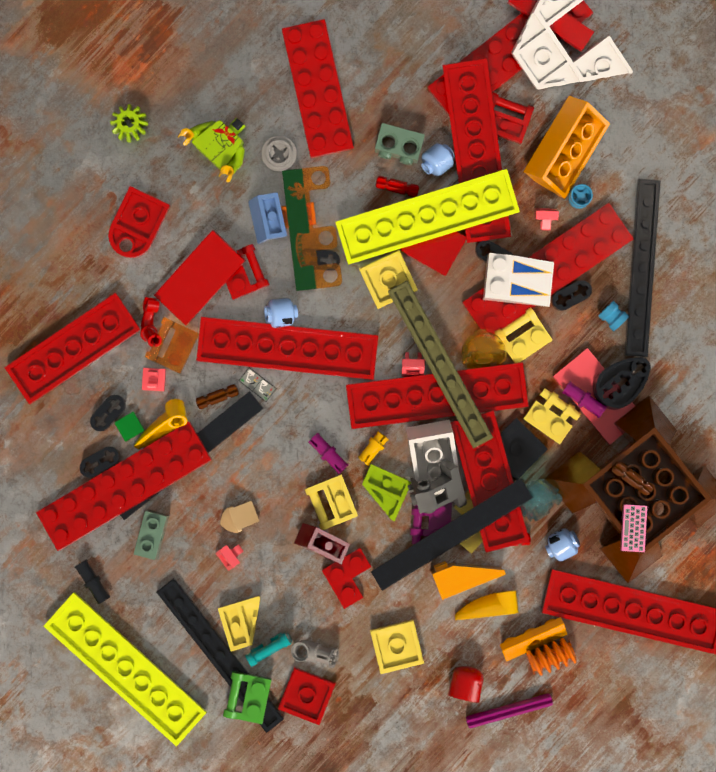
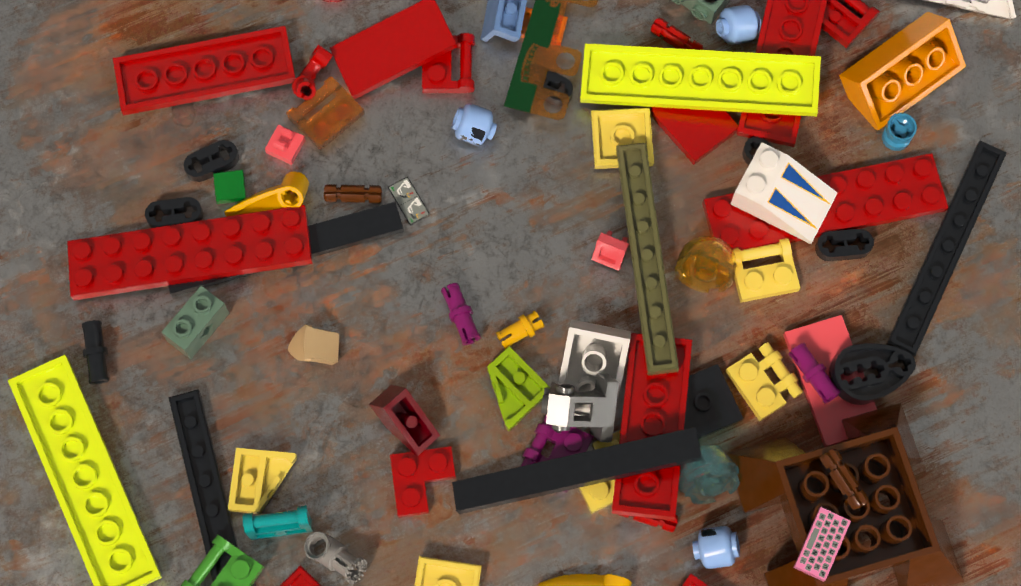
camera: 25 degrees right, 15 degrees down
(228, 556) = (280, 389): coral tile -> none
(287, 348) = (464, 170): red plate -> none
(338, 499) = (449, 374): light yellow plate -> none
(422, 398) = (607, 295): red plate -> none
(459, 577) = (564, 530): light orange slope -> none
(545, 216) = (847, 137): coral tile -> none
(613, 316) = (889, 287): dark azure wheel -> none

